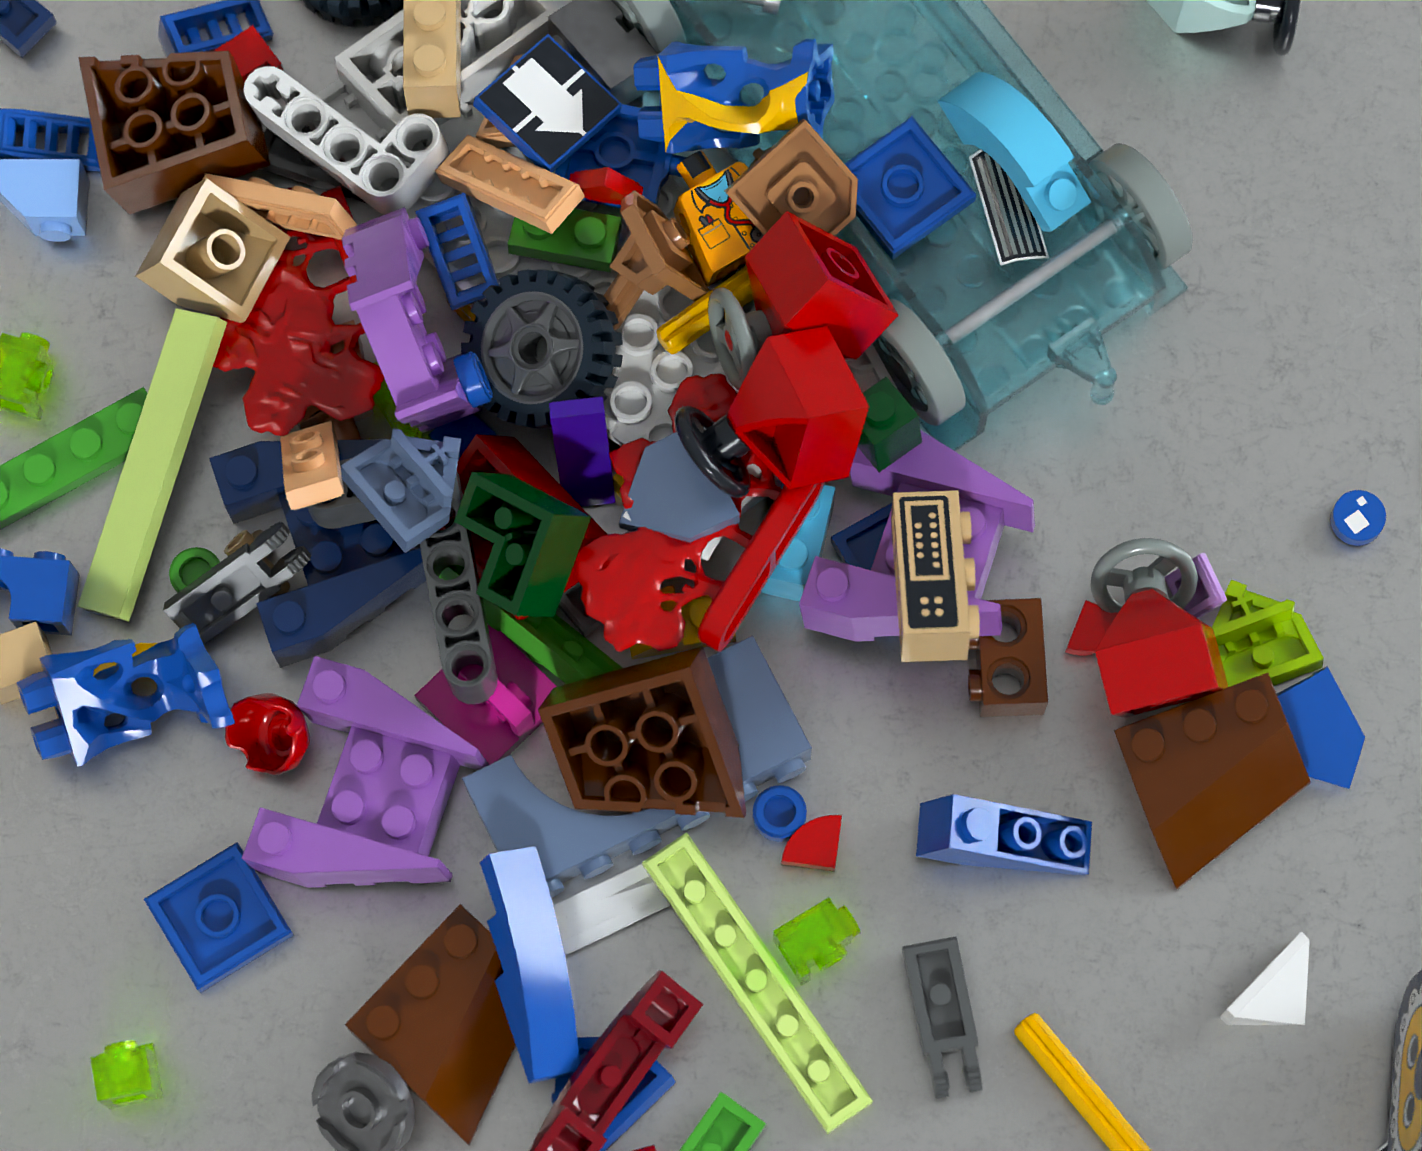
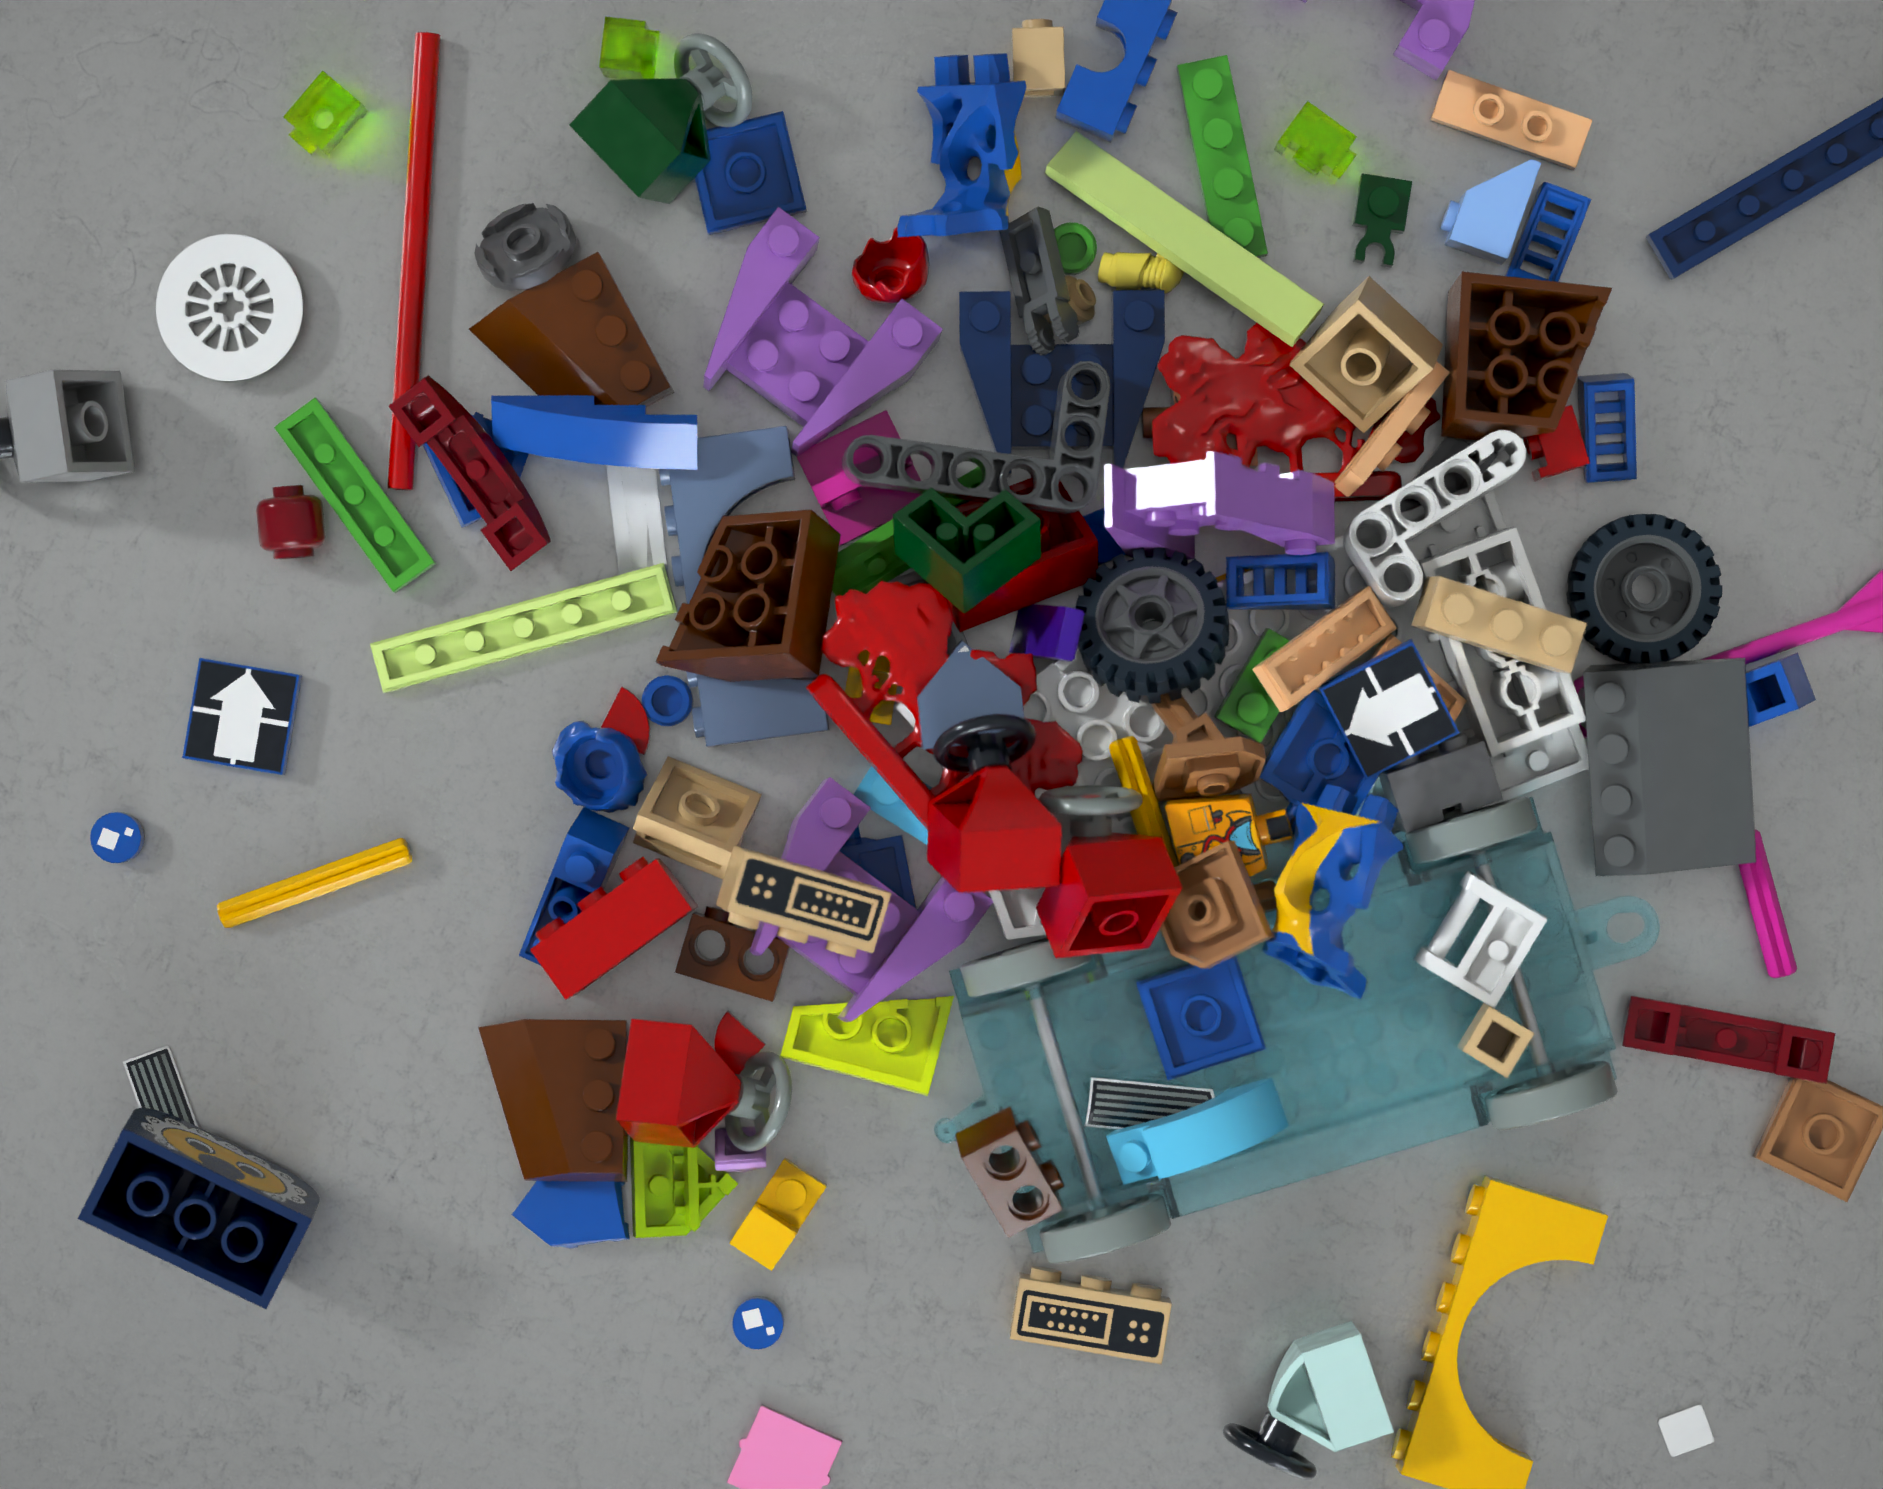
camera: 105 degrees right, 15 degrees up
(69, 300) = (1380, 210): none -> dark green plate
(194, 1007) = (657, 127): none -> dark green piece
(198, 500) = (1138, 270): none -> light yellow arm
(311, 466) = (1104, 377): light nougat plate -> none
(406, 484) = (1057, 458): sand blue slope -> none
(473, 379) = (1138, 551): blue tile -> none
(605, 185) = (1287, 735): red tile -> none
(816, 938) = (539, 692): clear neon green brick -> none
(870, 853) = (598, 767): none -> blue hair
(887, 738) = (695, 817): none -> tan bracket
(889, 427) = (962, 913): dark green brick -> none
(942, 1009) = (442, 781): dark grey hinge -> none
(1027, 771) = (611, 926): none -> red slope
(1048, 471) = (887, 1044): none -> neon yellow wing
(1120, 299) = (1004, 1173): none -> reddish brown brick
(1226, 211) = (1091, 1315): none -> brick
(1245, 534) = (778, 1214): none -> yellow slope
(1277, 993) = (355, 1078): white slope -> none

